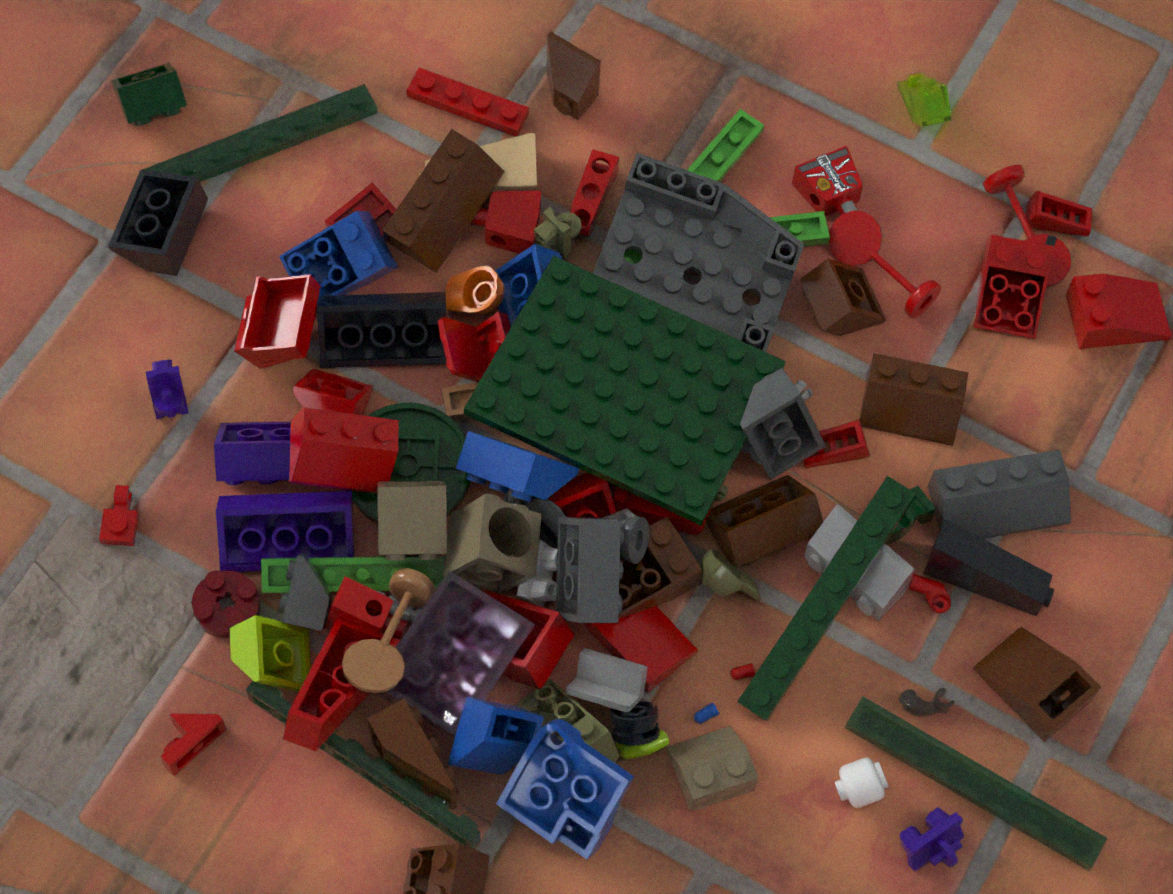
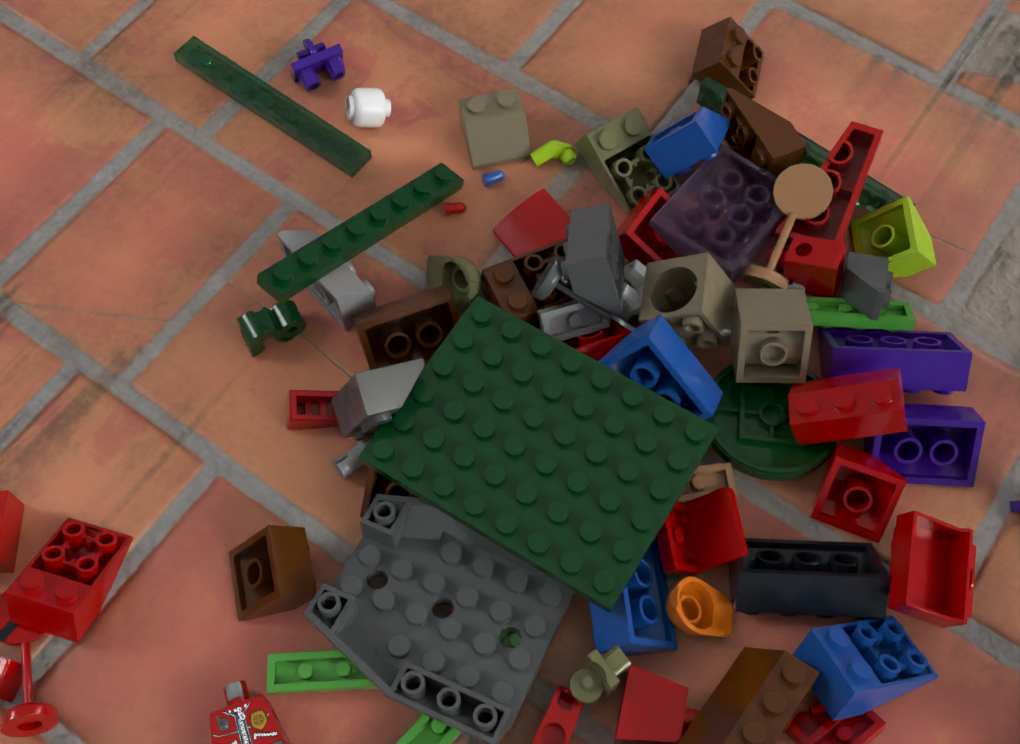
camera: 170 degrees left, 0 degrees up
(197, 733) = (957, 184): red slope -> none
(218, 586) = (948, 285): dark red plate -> none
(565, 789) = (635, 97): blue slope -> none
(608, 680) = (581, 186): light grey panel -> none
(636, 726) = (559, 159): black wheel -> none
(857, 240) = (232, 647): red piece -> none
(913, 399) = (224, 449): reddish brown slope -> none
(919, 707) = (301, 166): clear smoke arm -> none
(933, 591) = (258, 255): red arm -> none
(987, 570) = (206, 262): black slope -> none
(1003, 495) = (165, 342): dark grey slope -> none
(1037, 682) = (189, 168): reddish brown slope -> none

